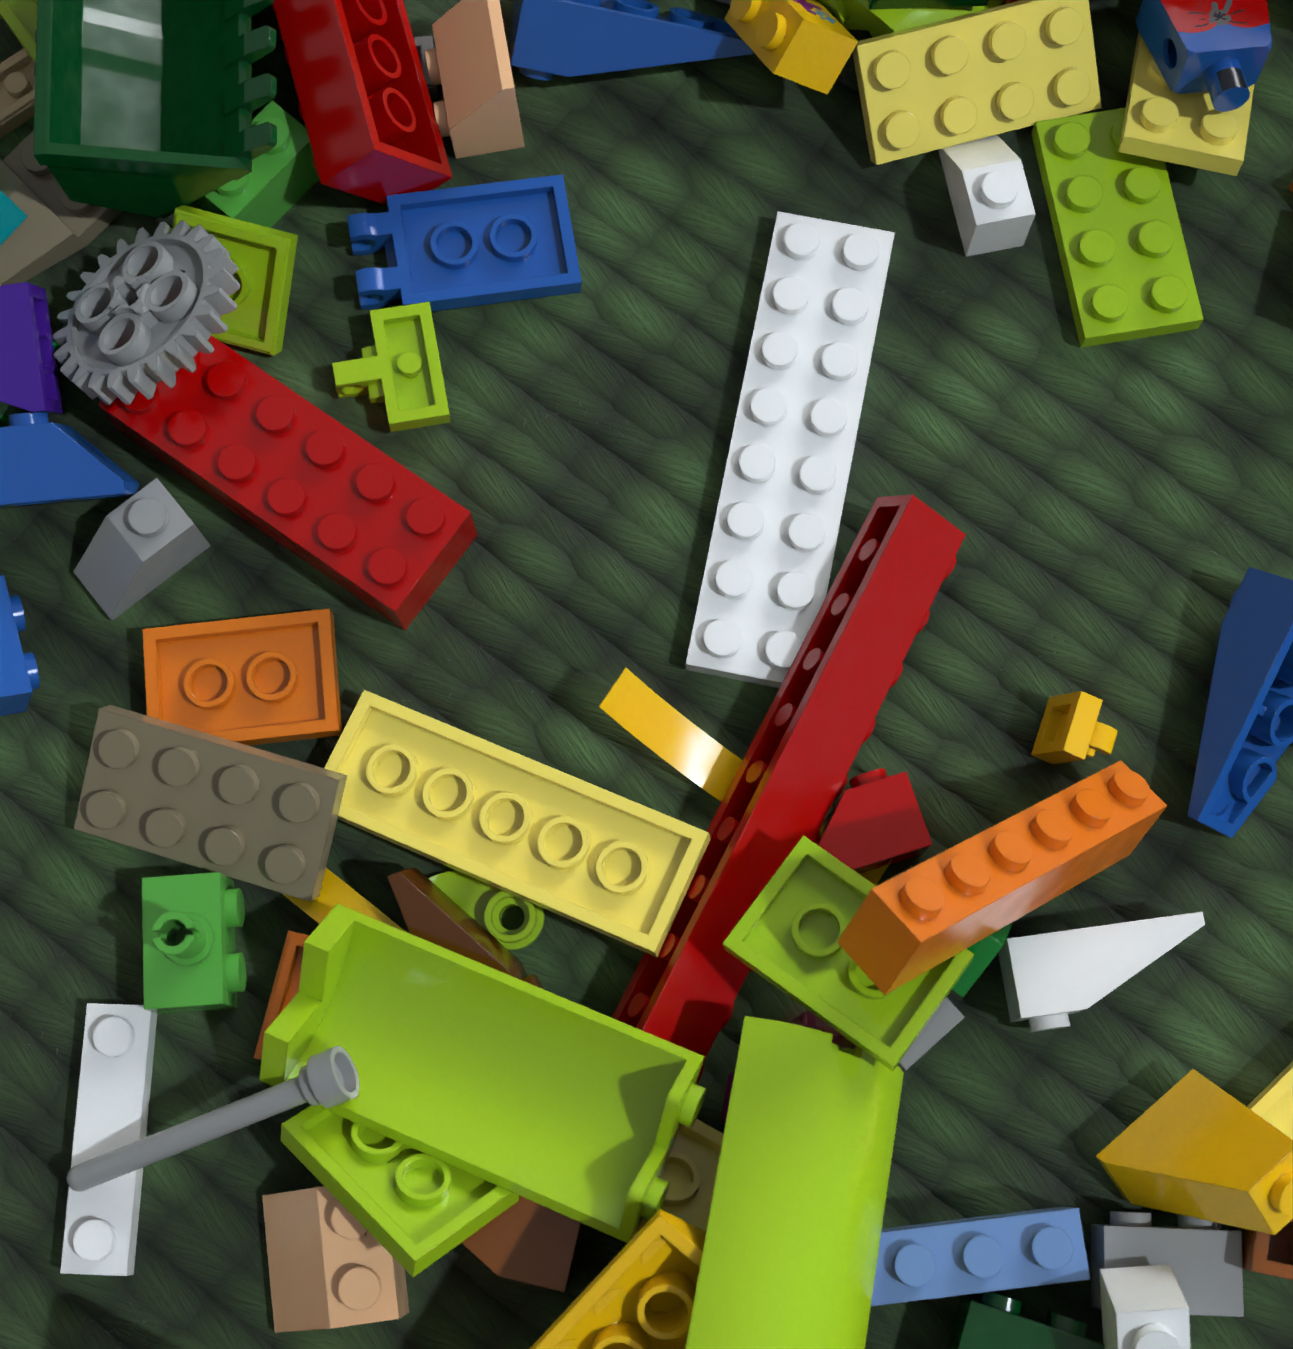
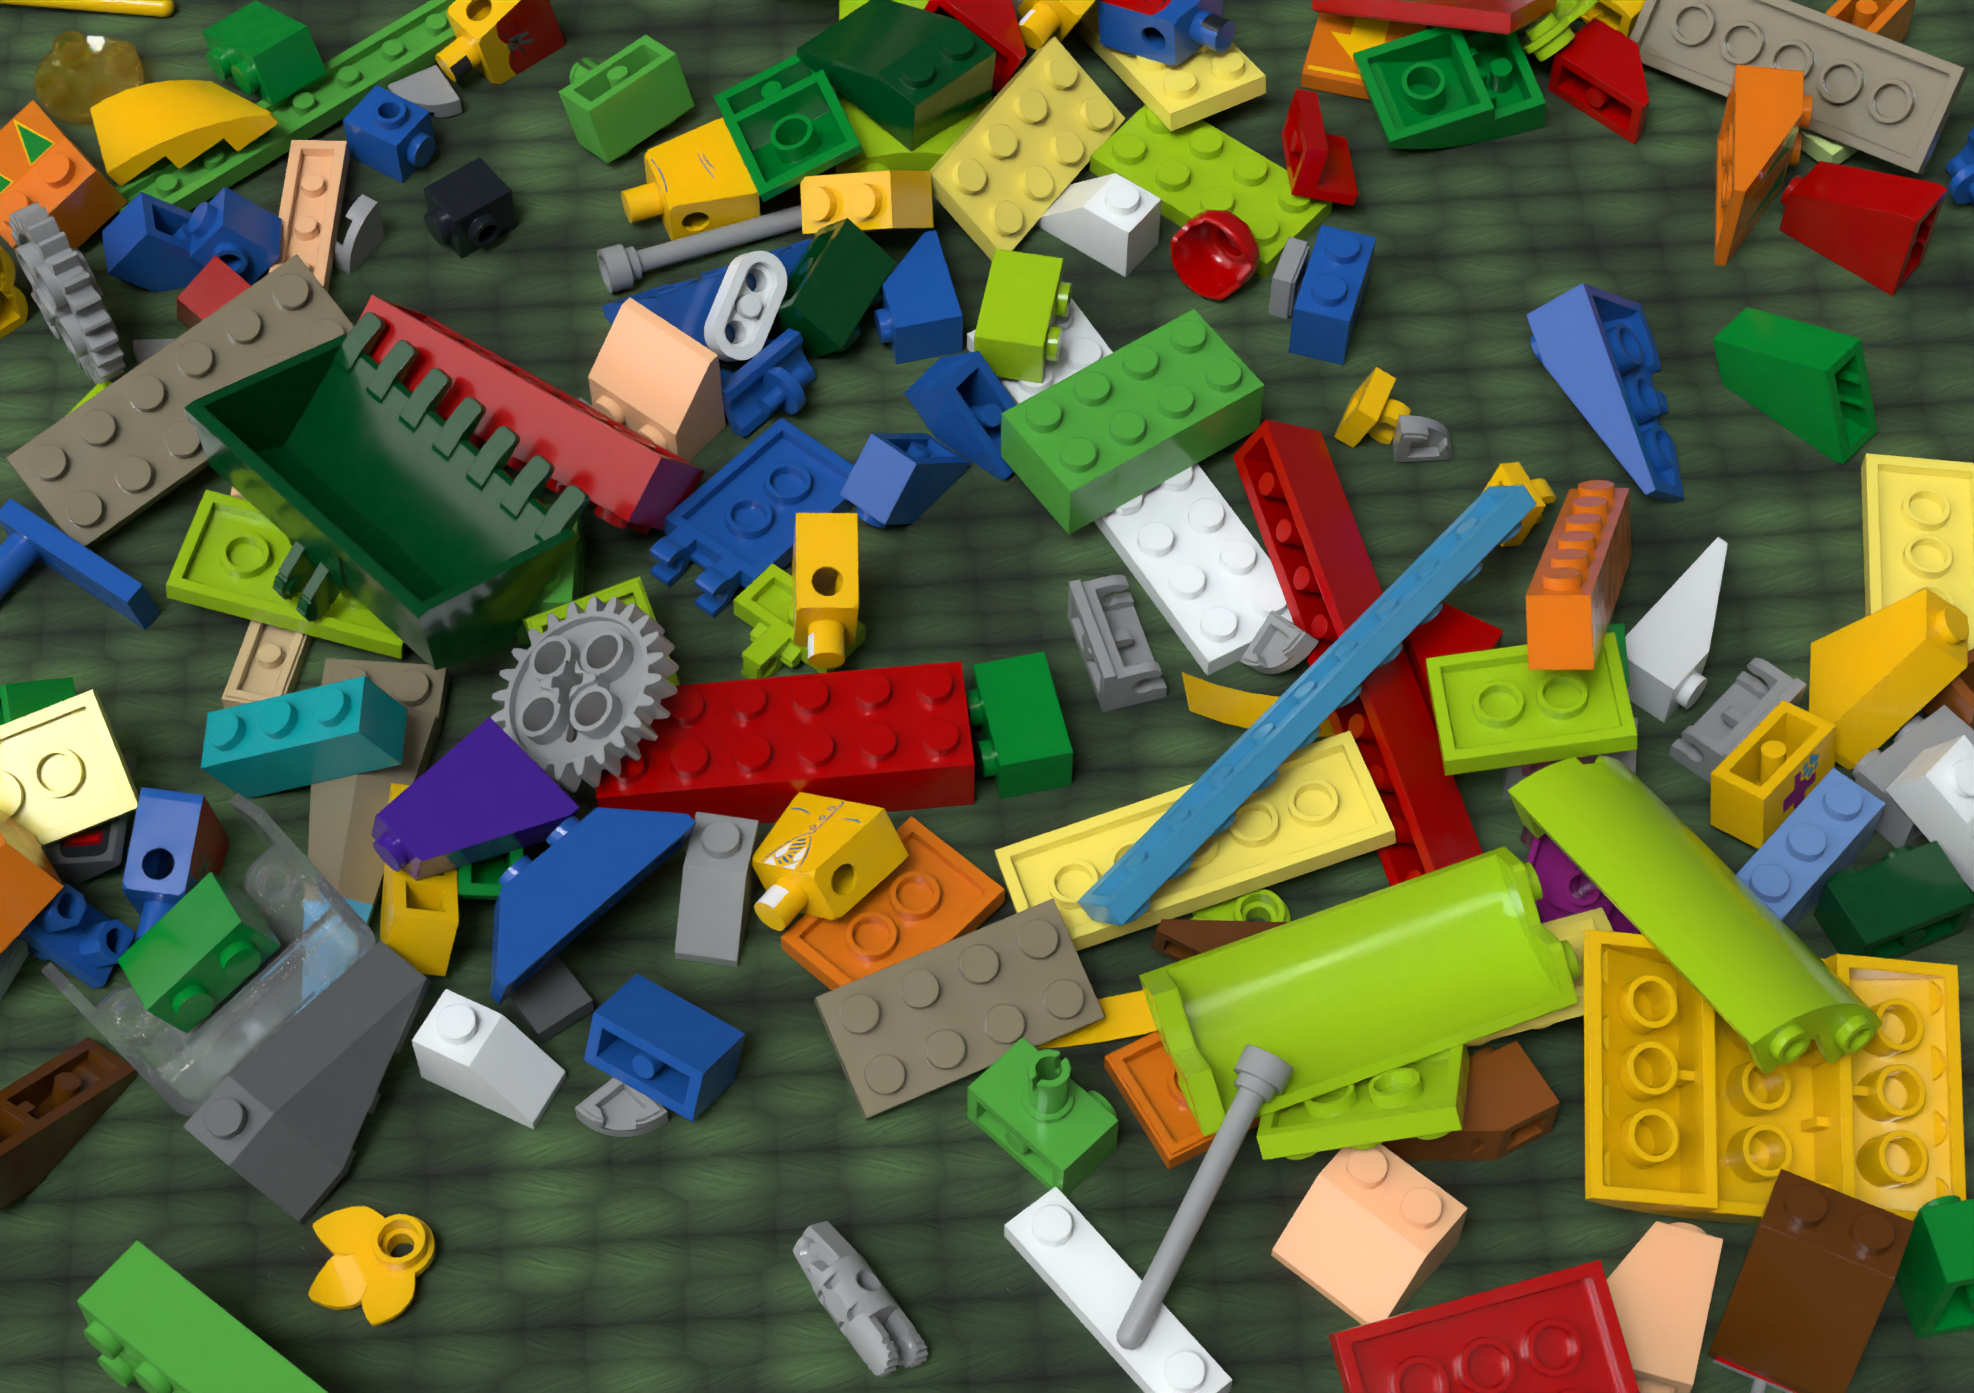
camera: 45 degrees left, 20 degrees down
(214, 594) = (823, 858): none -> yellow torso
(424, 341) = (825, 585): none -> yellow torso
(484, 597) = (1020, 726): none -> green brick
(576, 132) = (767, 383): none -> blue hips
(603, 302) = (901, 477): none -> blue slope
(605, 57) = (746, 310): none -> white plate
(630, 585) = (1113, 643): none -> light grey hinge
(693, 786) = (1296, 716): none -> dark azure plate
(695, 89) = (833, 288): none -> dark green brick
(710, 292) = (964, 408): none -> blue slope
(750, 697) = (1278, 646): none -> light grey tile
(762, 155) = (920, 306): none -> blue slope
(811, 403) = (1131, 421): none -> bright green brick
(815, 233) = (1020, 314): none -> lime brick
(1032, 1161) = (1771, 773): none -> yellow brick
(1036, 546) = (1371, 411): none -> yellow tile
(1045, 297) = (1215, 253): none -> red hair
(1054, 608) = (1420, 440): none -> light grey tile
(1061, 1081) = (1734, 717): none -> light grey hinge
(1088, 367) = (1288, 278): none -> light grey tile
(1107, 411) = (1332, 294): none -> blue brick
(1223, 272) = (1316, 161): none -> red panel

